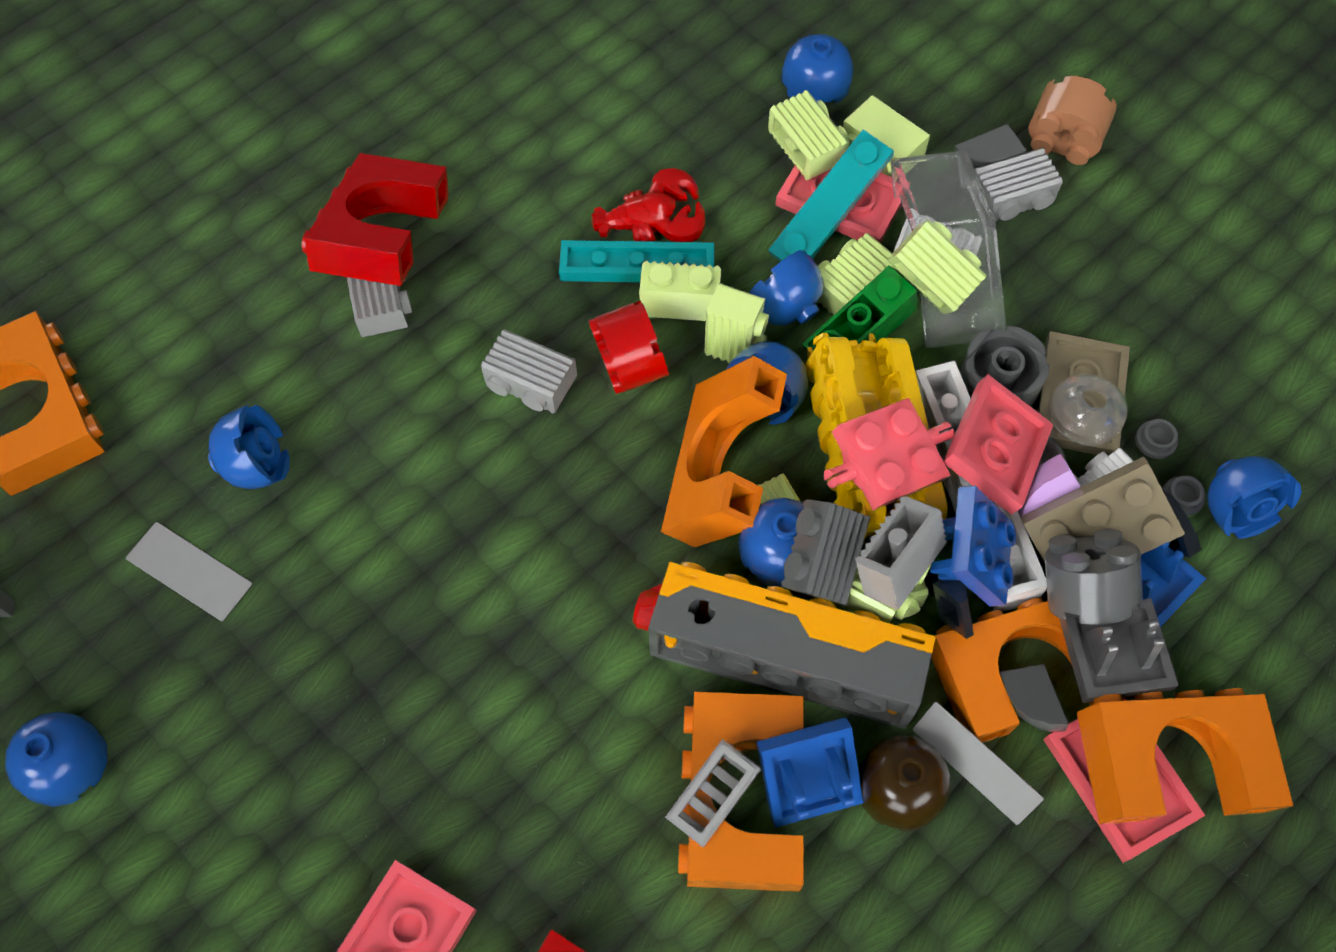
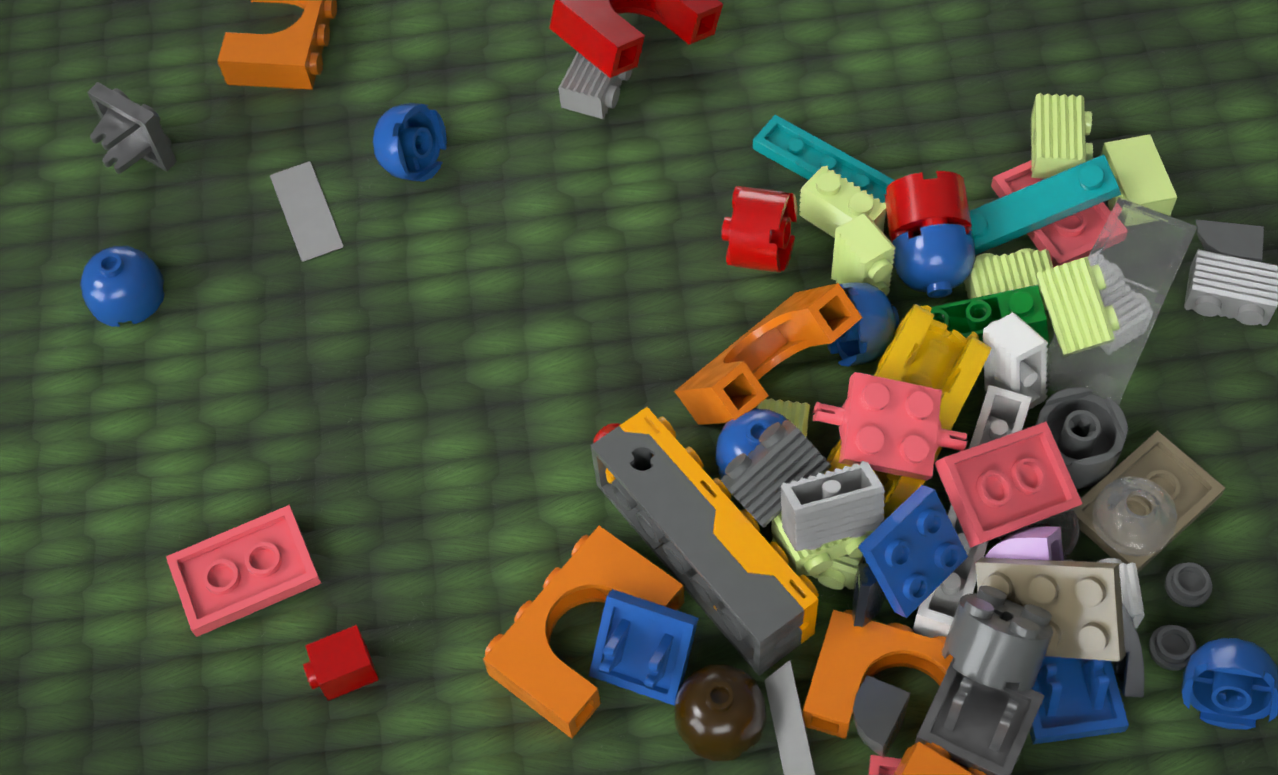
camera: 40 degrees right, 5 degrees down
(528, 371) = (667, 205): light grey brick -> none
(653, 210) = (872, 132): red animal -> none
(689, 825) = (563, 585): light grey slope -> none
(753, 250) = (925, 202): none -> red brick
(819, 66) = (1123, 90): blue cylinder -> none
(923, 330) = (1016, 358): none -> white brick

